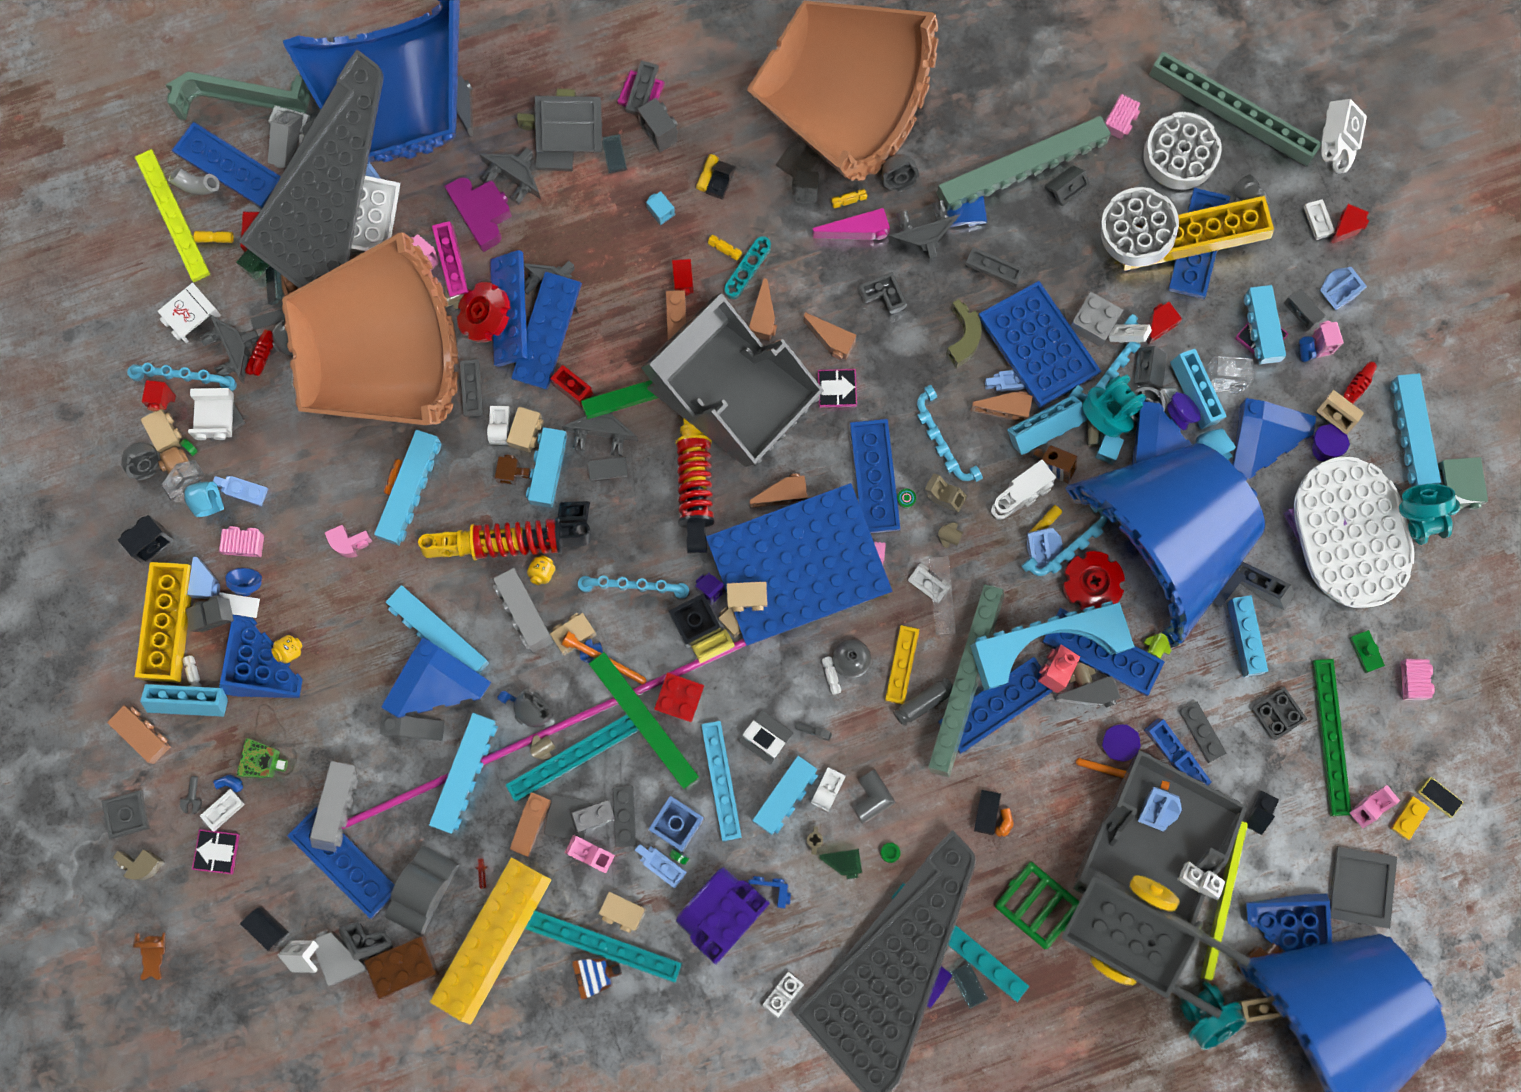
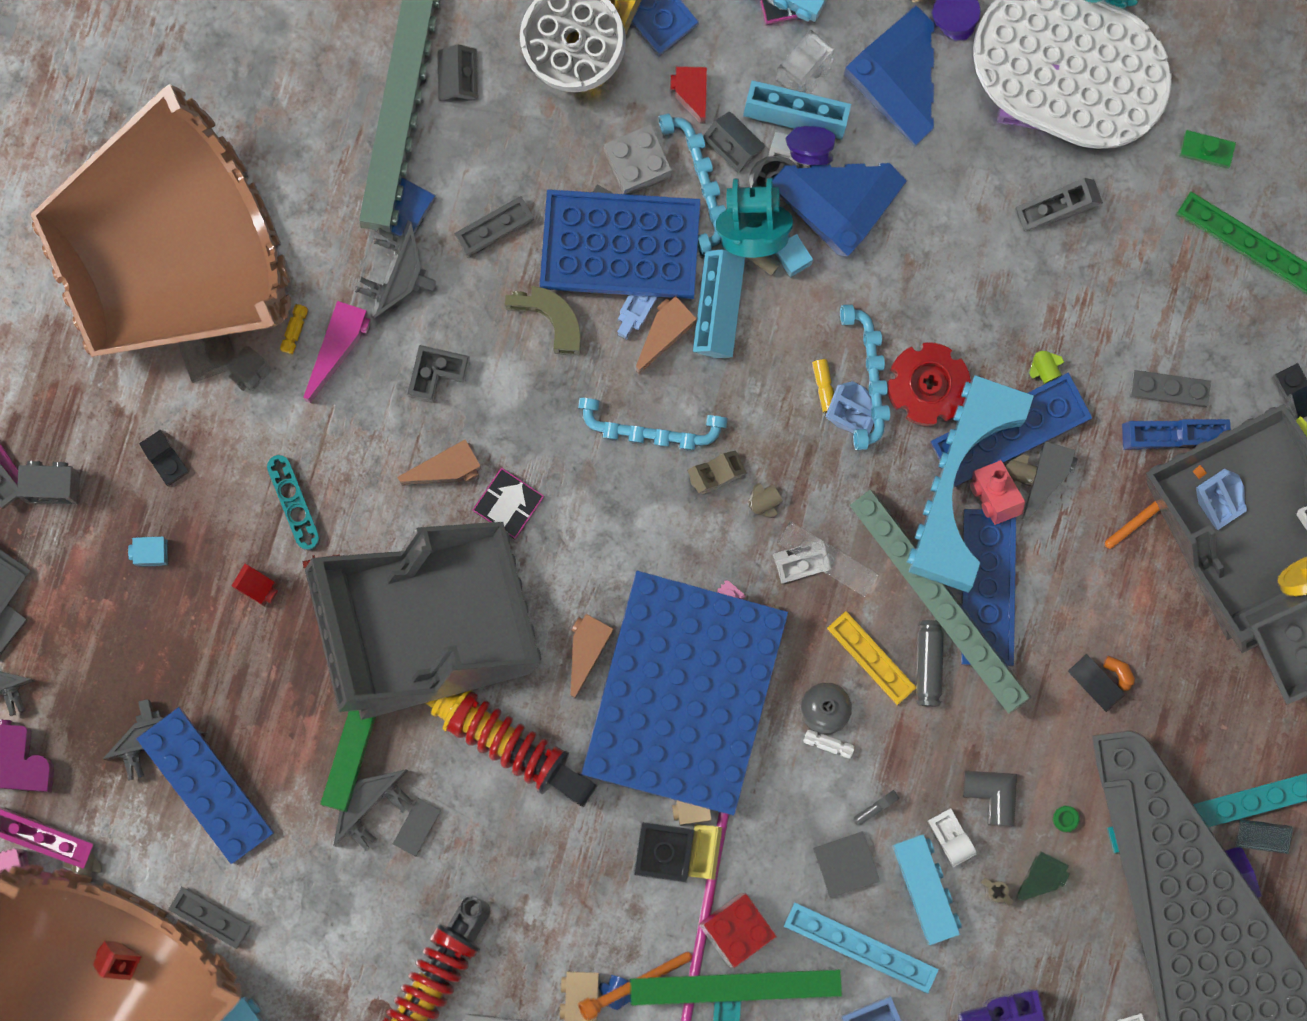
camera: 55 degrees left, 5 degrees up
(408, 351) = (116, 961): none -> red slope
(483, 312) = (131, 843): red piece -> none
(498, 424) = (277, 916): white plate -> none
(508, 275) = (146, 810): blue plate -> none
(509, 470) = (339, 941): reddish brown brick -> none
(524, 430) = (304, 890): tan brick -> none
(541, 570) = (482, 984): yellow head -> none
(547, 467) = (367, 895): medium azure brick -> none
(571, 385) = (292, 801): red brick -> none
(573, 511) = (442, 901): black slope -> none
(586, 584) = (534, 943): medium azure bar -> none
(614, 154) = (42, 557): clear light blue tile -> none
(675, 311) = (294, 625): nougat brick -> none
(707, 173) = (146, 470): yellow piece -> none
(710, 587) = (636, 809): dark purple slope -> none
(724, 247) = (249, 511): yellow axle -> none
(747, 595) = (683, 776): tan brick -> none
(763, 317) = (366, 526): nougat slope -> none
(763, 739) = (849, 869): slope -> none
(784, 896) = (1033, 968): blue bracket -> none
(875, 475) = (639, 533): blue plate -> none
(899, 172) = (307, 250): dark grey cylinder -> none
(906, 498) = (689, 518): green tile -> none
(1015, 917) = (1227, 734): green bar -> none
(1024, 490) = (775, 384): white brick -> none
(1059, 462) = (779, 323): reddish brown torso -> none
(1121, 742) = (1122, 484): dark purple hat -> none
(1130, 333) = (681, 135): white plate -> none
(1188, 521) = (934, 241): blue cone -> none
(1218, 441) = (872, 140): medium azure piece -> none
(1229, 588) = (1036, 244): dark grey sticker -> none
(1247, 636) = (1103, 264): medium azure brick -> none
(1279, 713) = (1208, 292): dark grey slope -> none
(1417, 679) = (1274, 121): bright pink brick -> none

